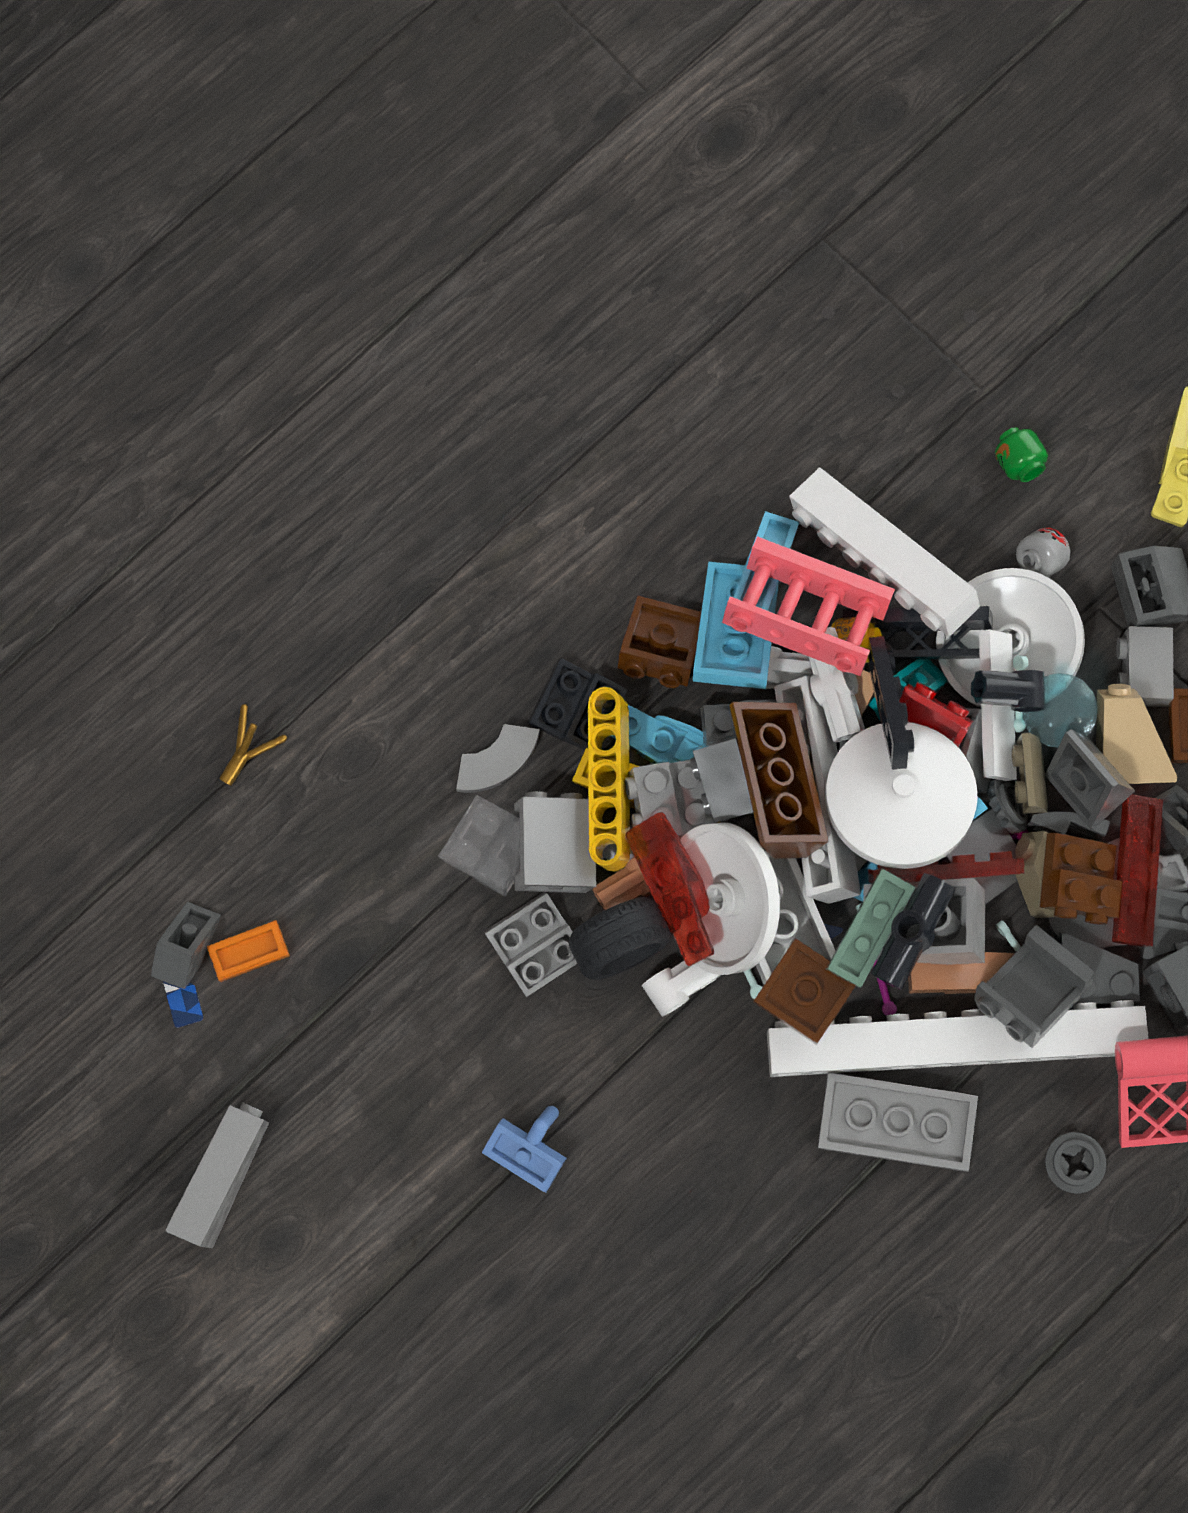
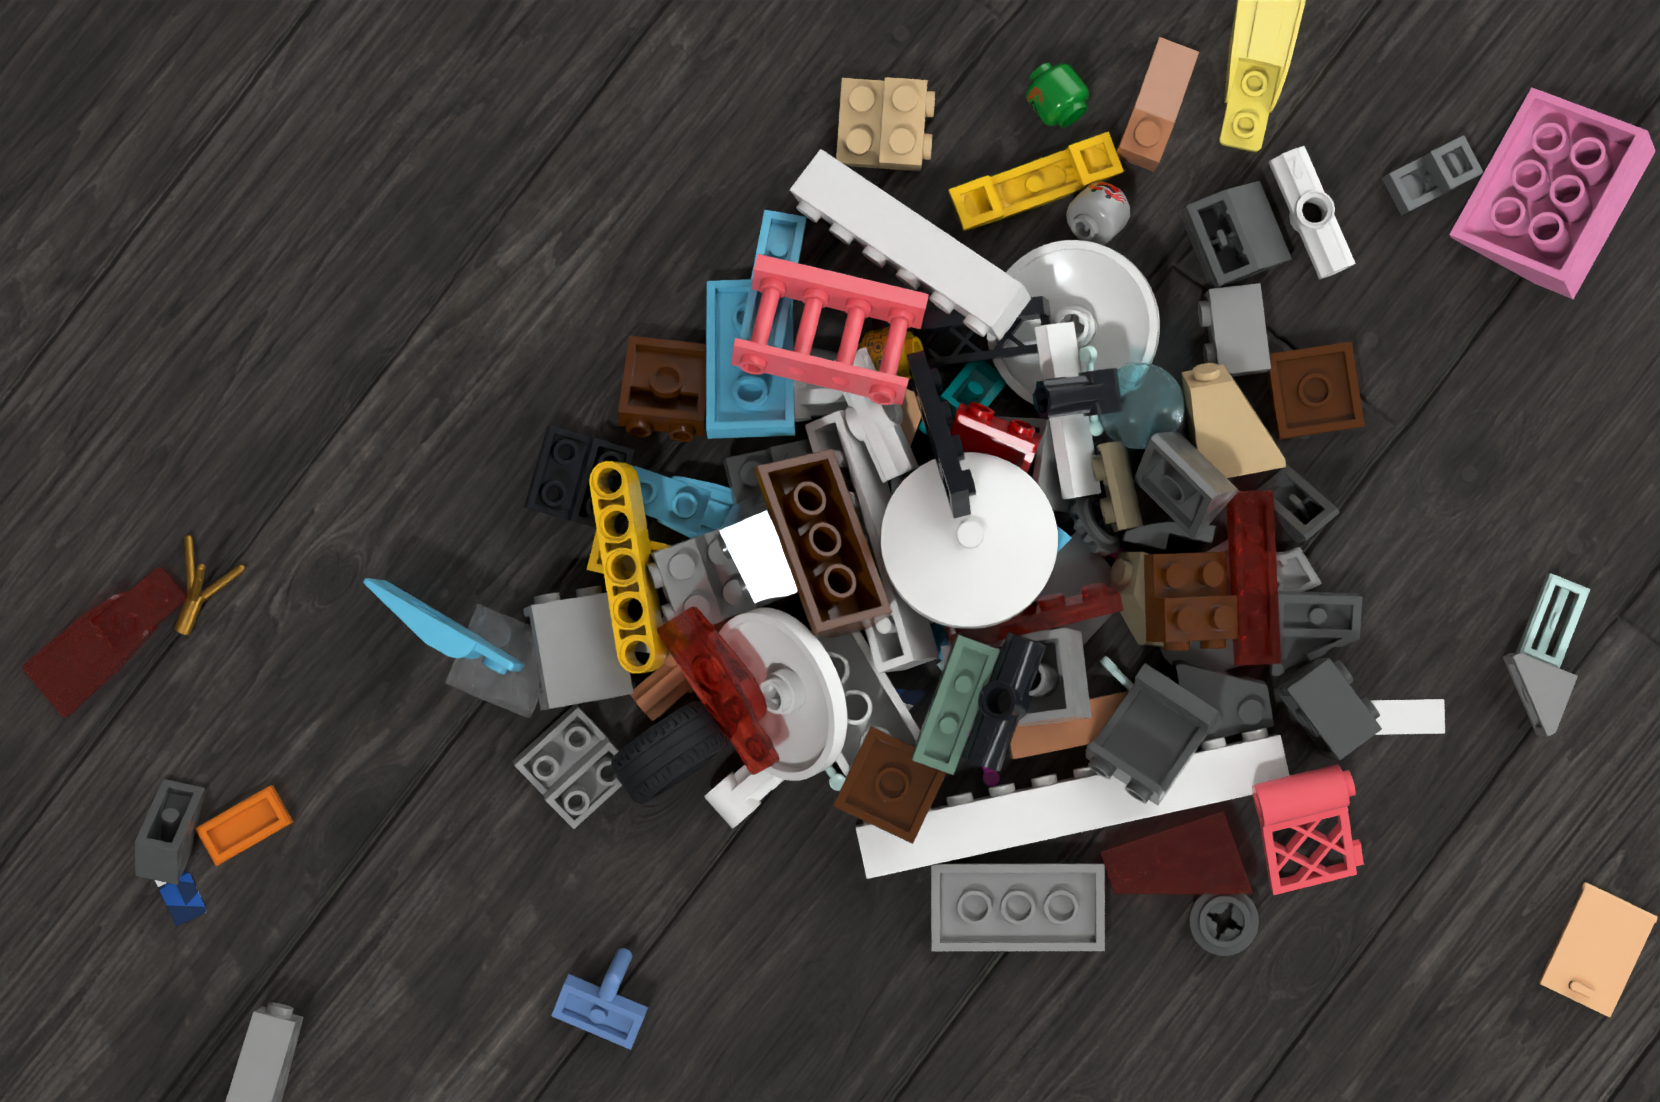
camera: 15 degrees left, 10 degrees up
(157, 781) = (102, 642): none -> clear red piece
(446, 812) = (440, 630): none -> medium azure piece
(499, 761) = (498, 558): light grey tile -> none
(875, 457) = (884, 123): none -> tan plate
(995, 523) = (1036, 182): none -> yellow slope
(1044, 1104) = (1179, 861): none -> clear red wing
(1102, 476) = (1157, 104): none -> nougat slope

